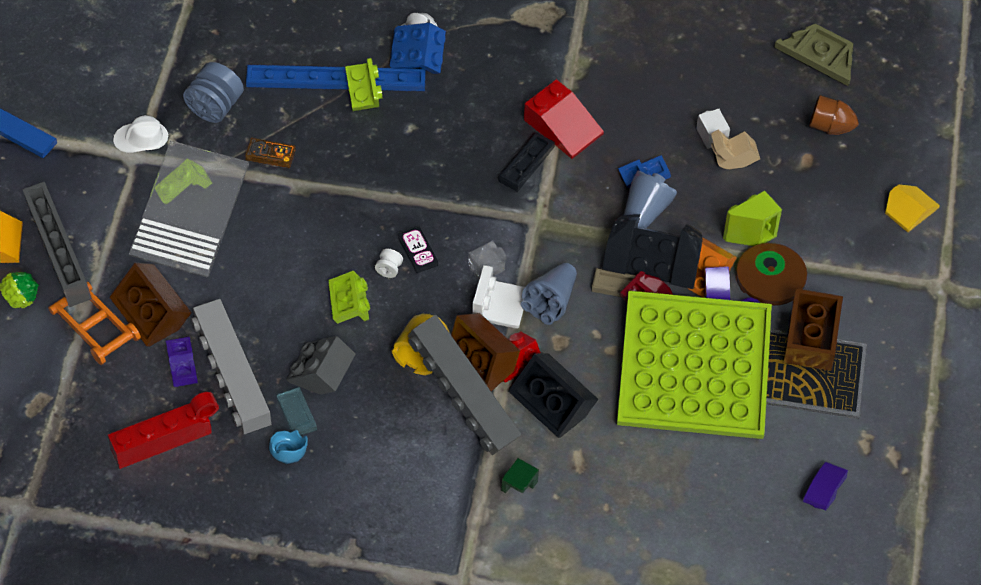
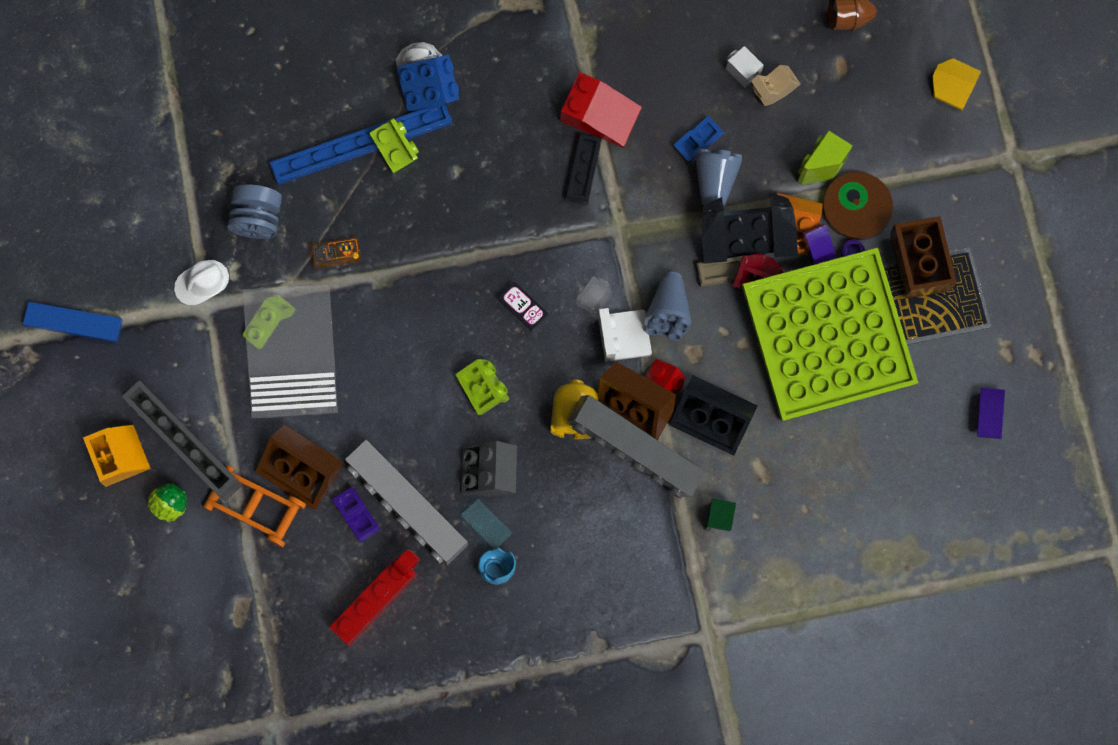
camera: 25 degrees left, 20 degrees up
(388, 263) = (504, 334): white wheel -> none

